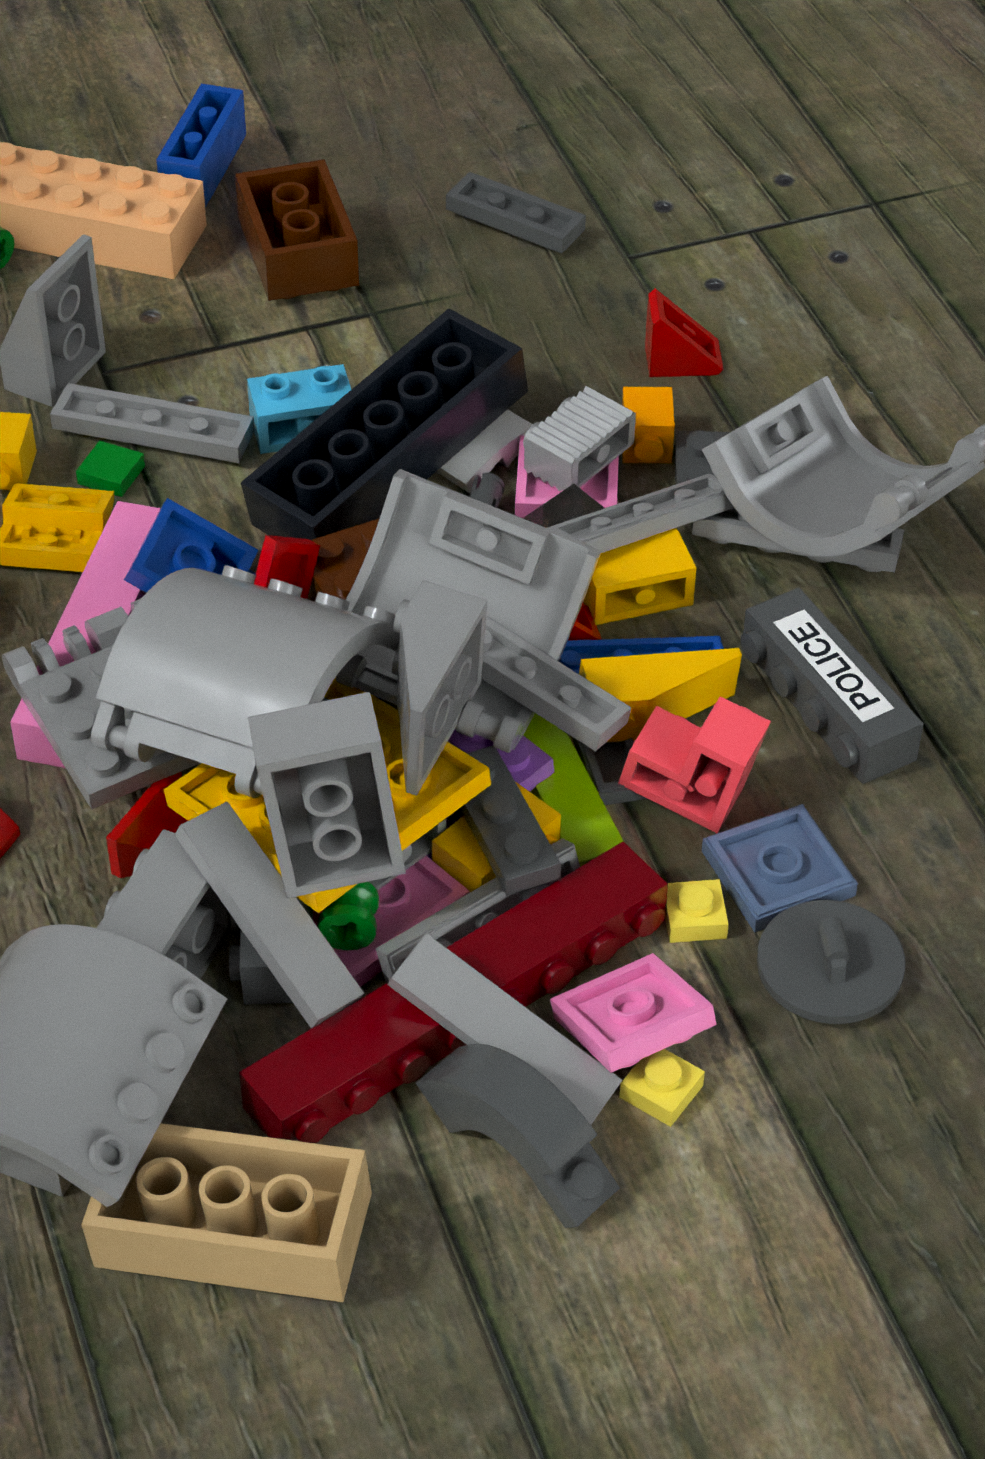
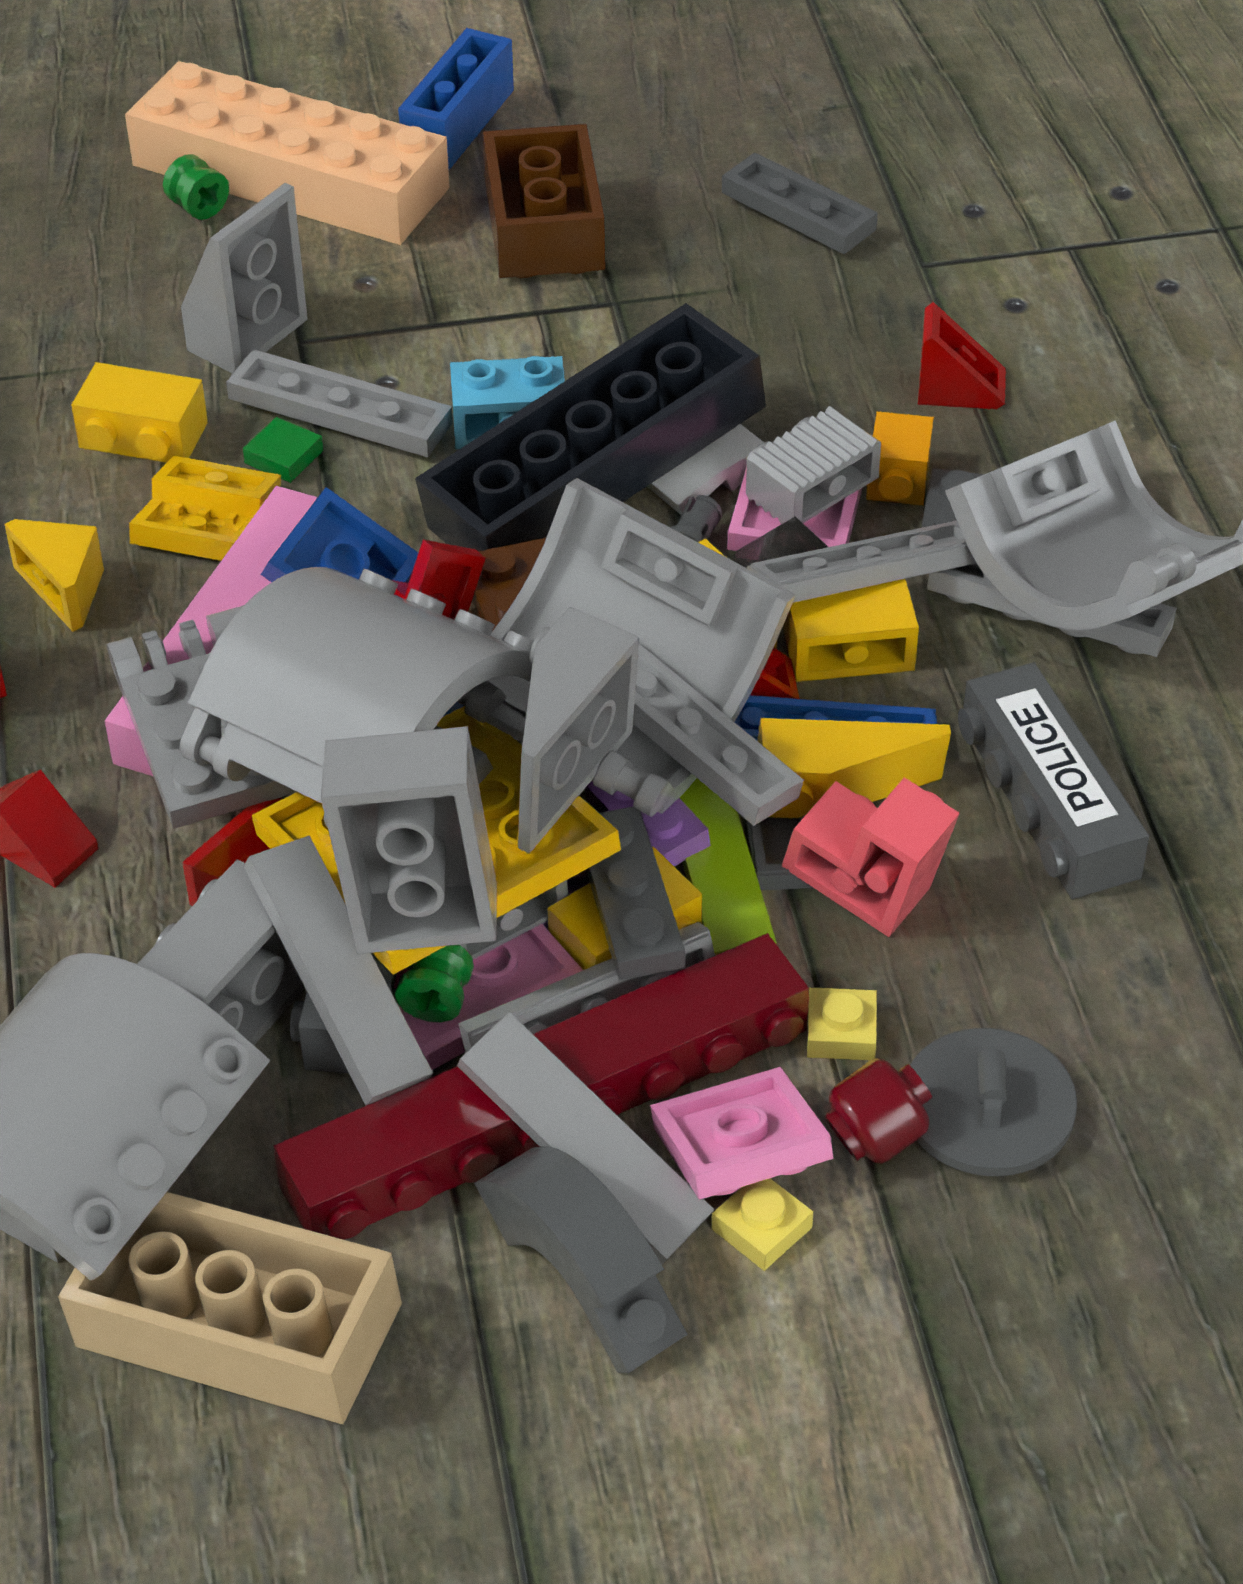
camera: 10 degrees right, 0 degrees up
(745, 979) = (879, 1110): none -> dark red head
(777, 865) = (950, 981): sand blue tile -> none

